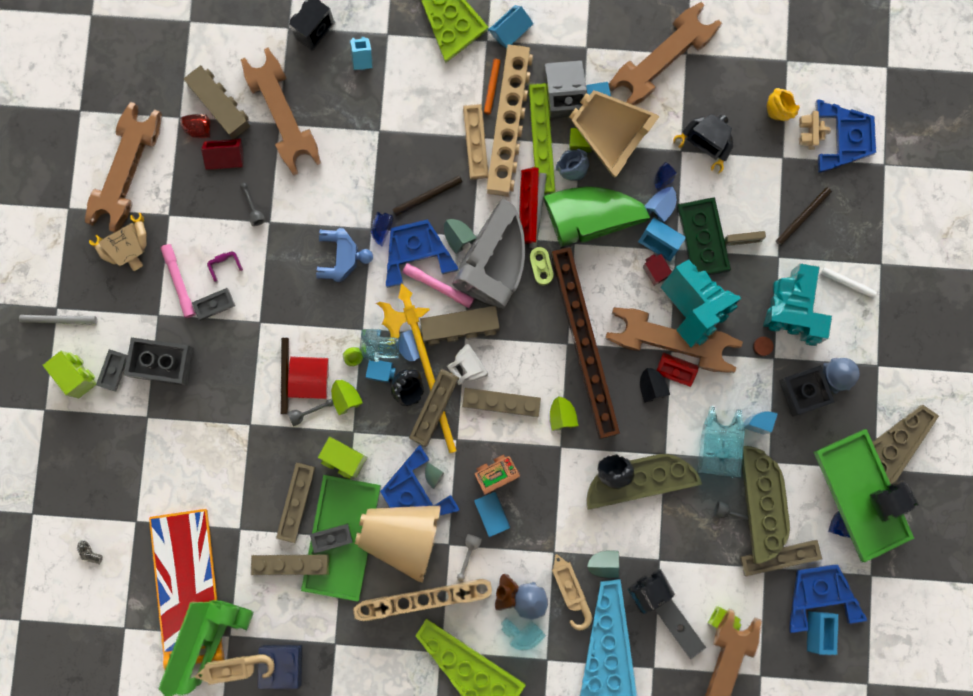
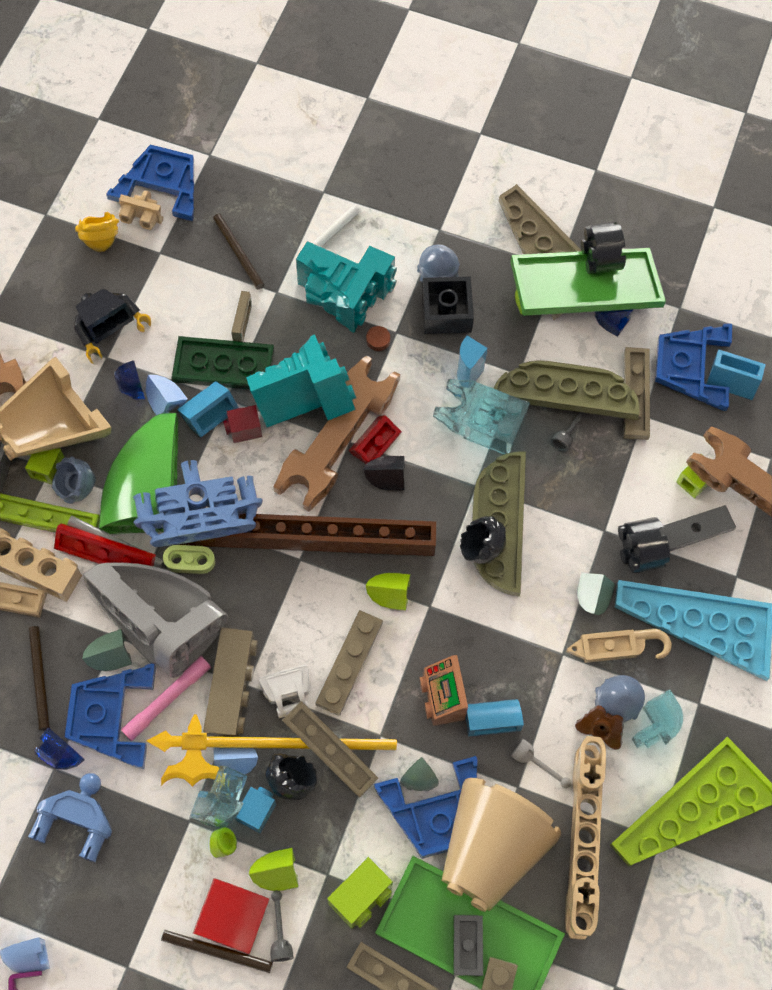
camera: 80 degrees left, 15 degrees down
(248, 257) = (26, 956): none -> light blue brick
(561, 266) = (191, 520): none -> medium blue piece

